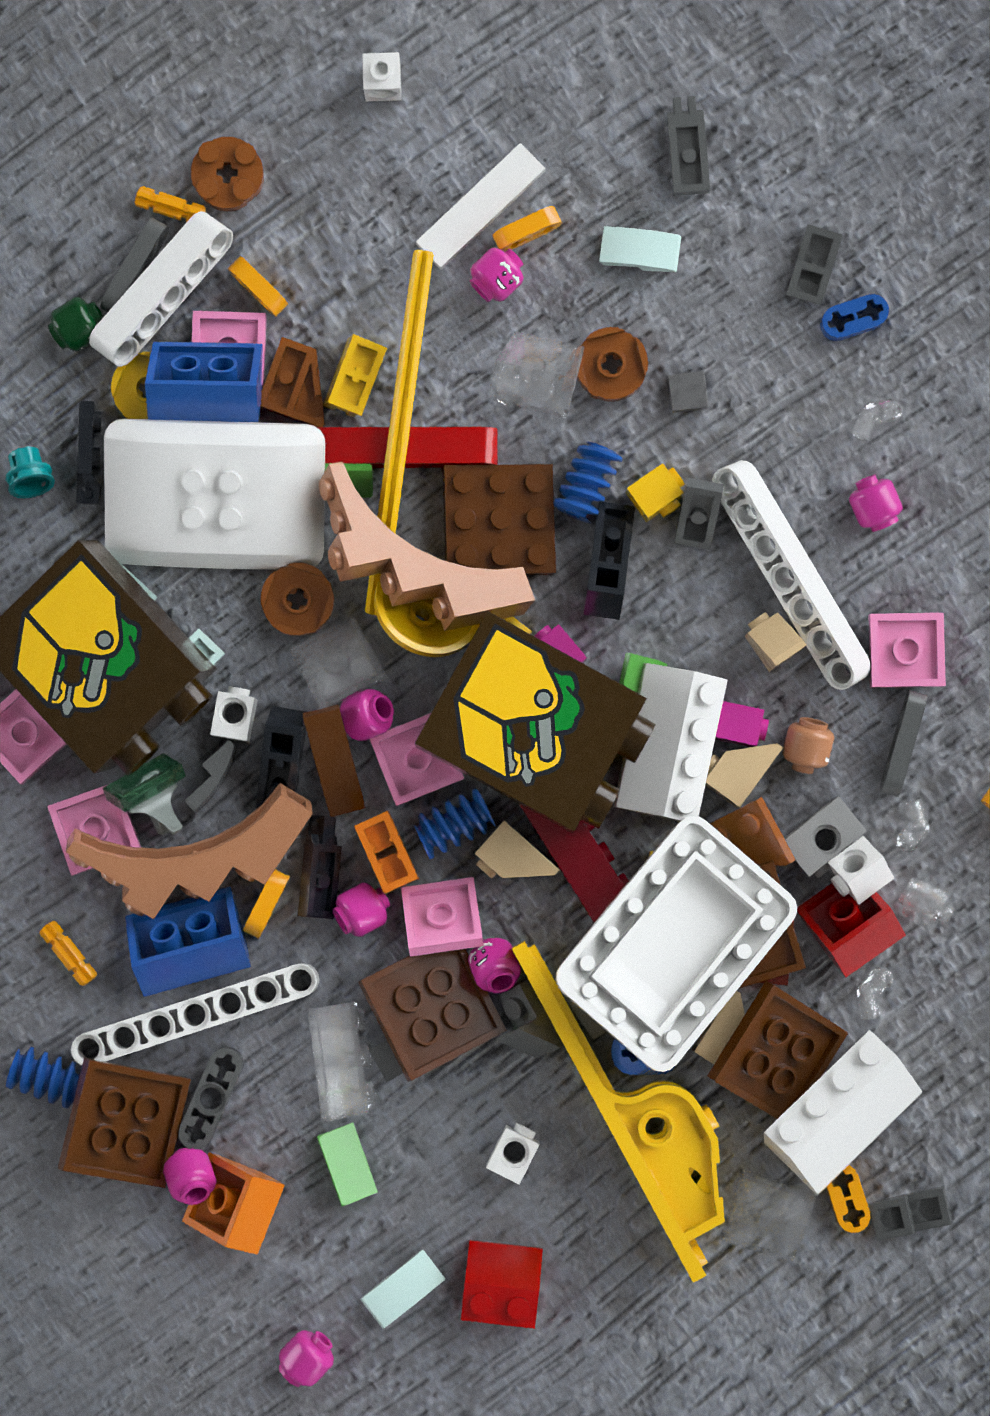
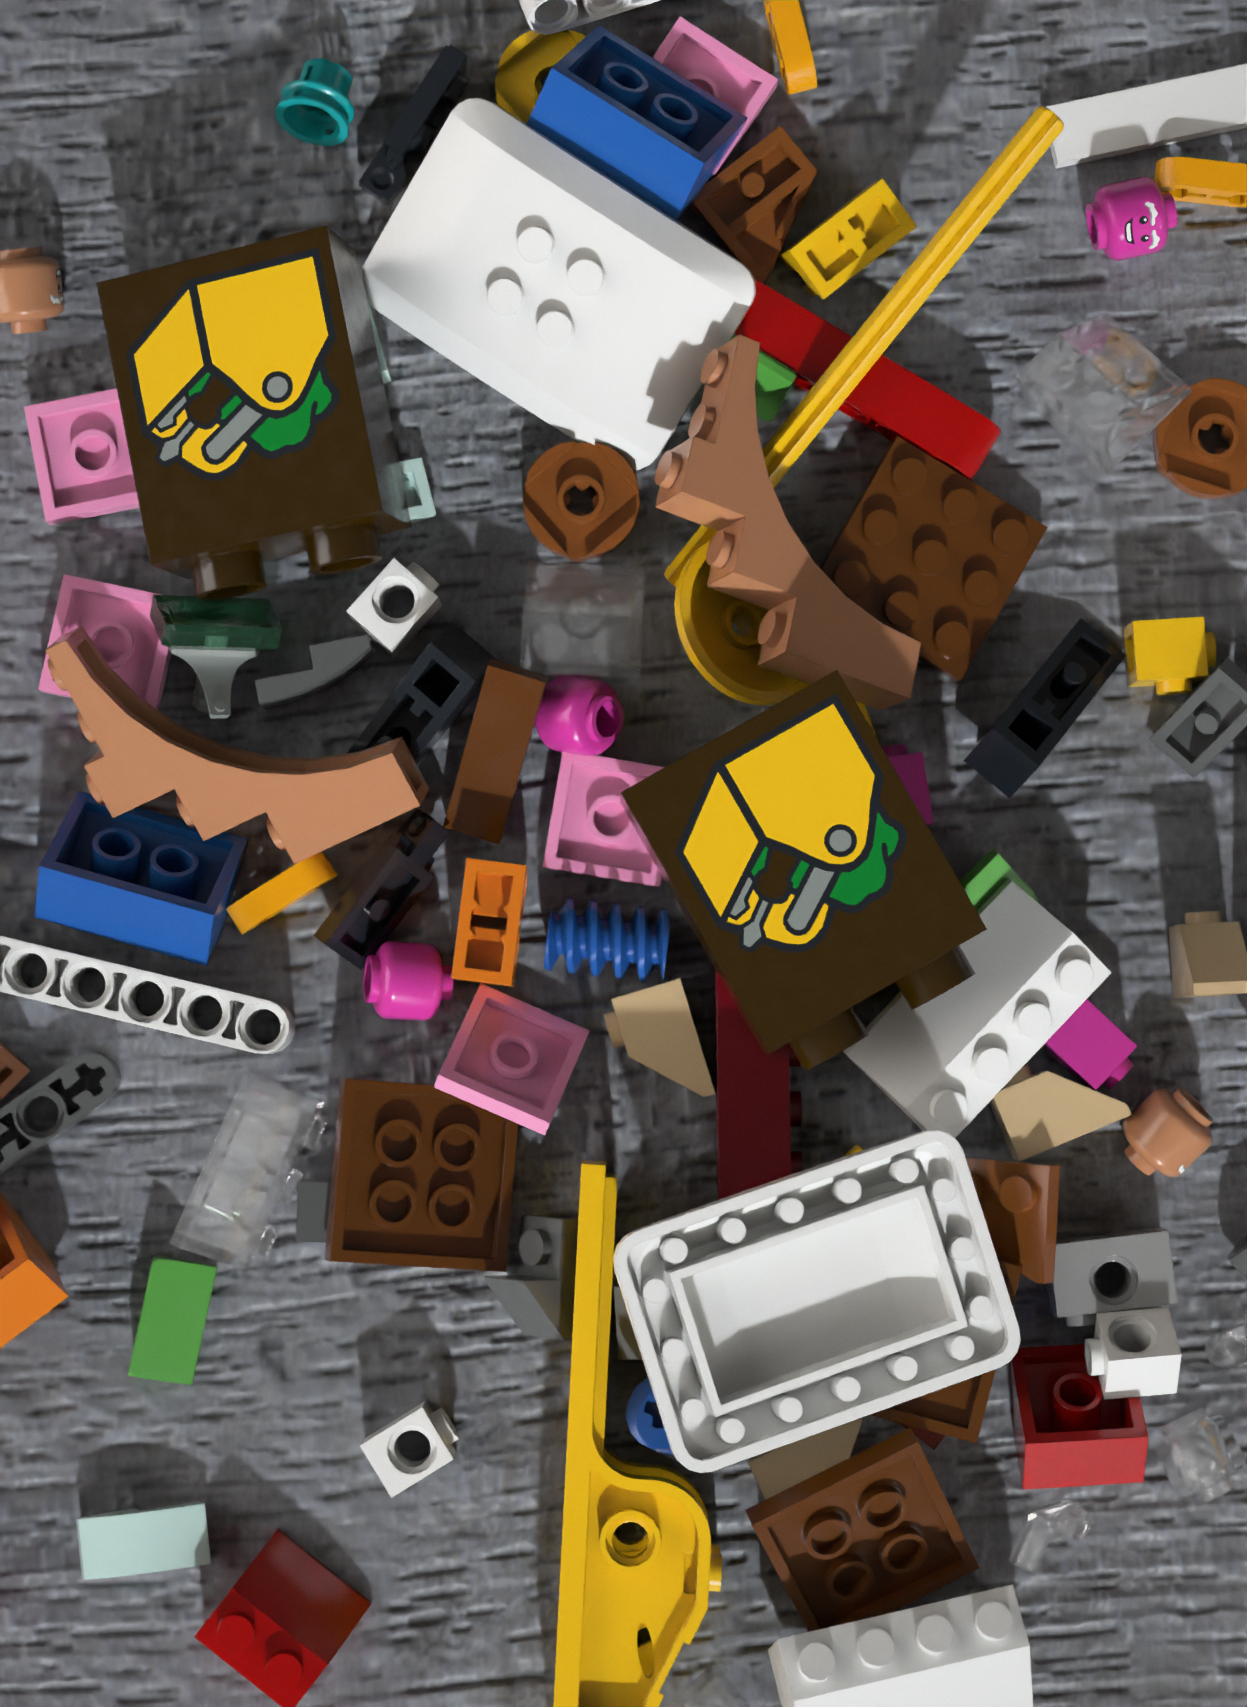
camera: 30 degrees right, 0 degrees up
(494, 965) = (543, 1171): dark pink head -> none
(586, 481) = (1080, 578): blue piece -> none

